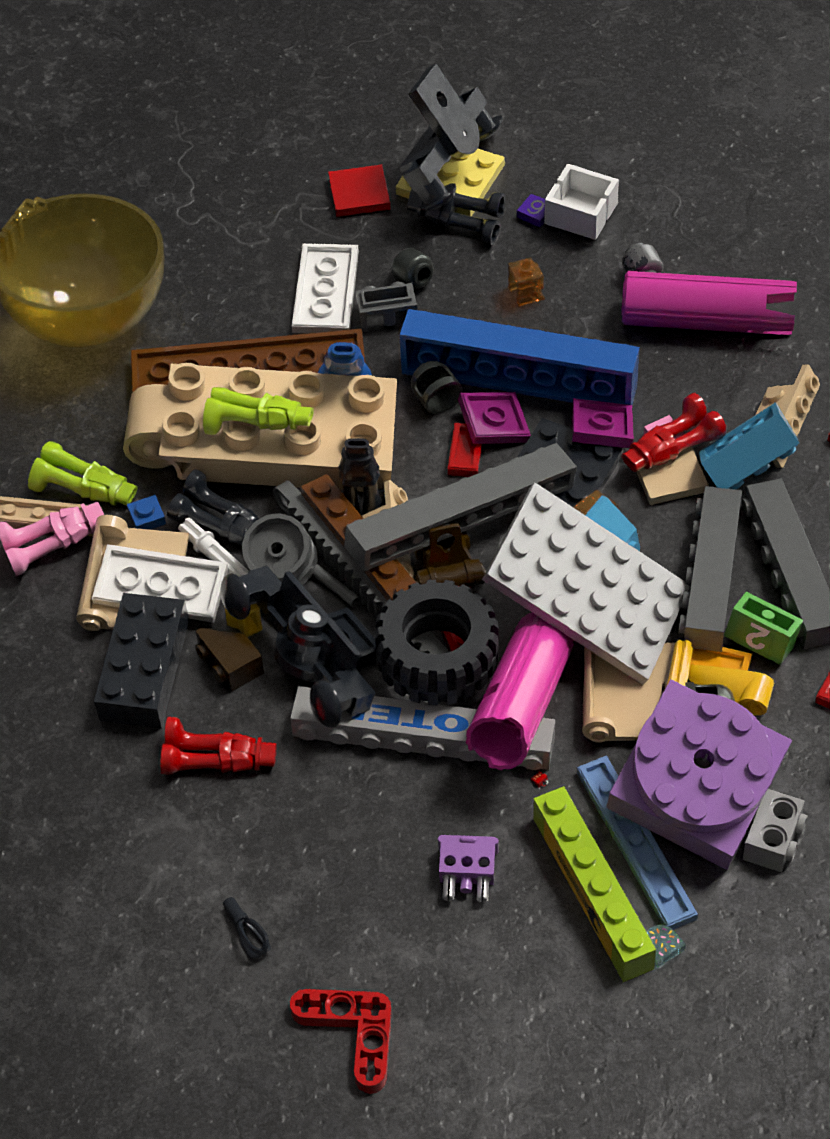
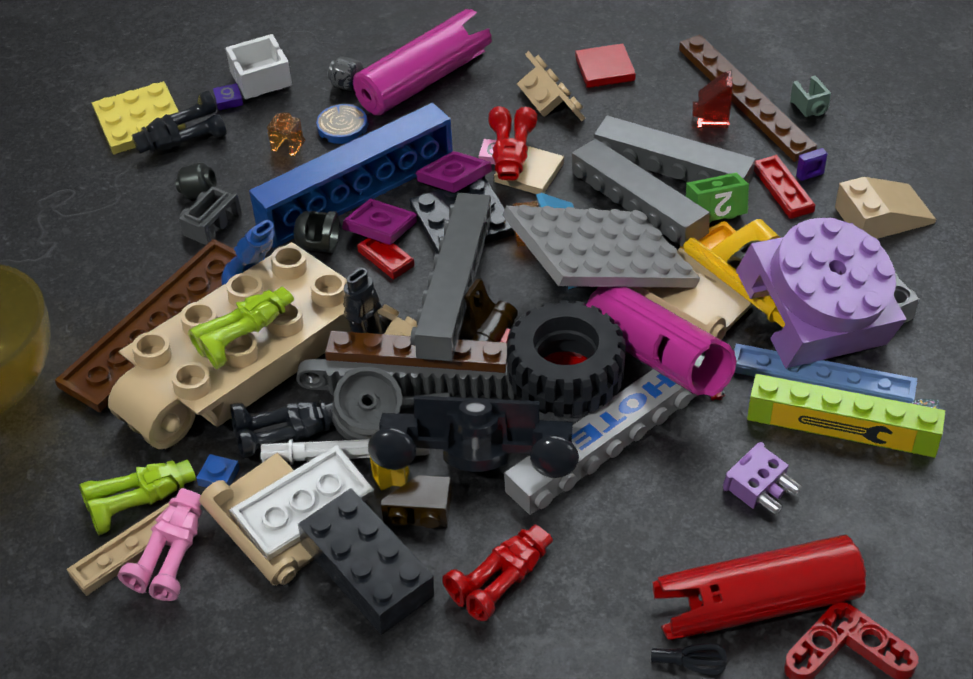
camera: 50 degrees left, 5 degrees down
(325, 288) = (145, 239): white tile -> none
(347, 931) = (764, 585): none -> red piece
(359, 190) = (84, 168): red tile -> none
(453, 130) = (130, 87): black piece -> none
(585, 307) = (342, 123): none -> tile
(749, 448) = (565, 112): dark azure slope -> none

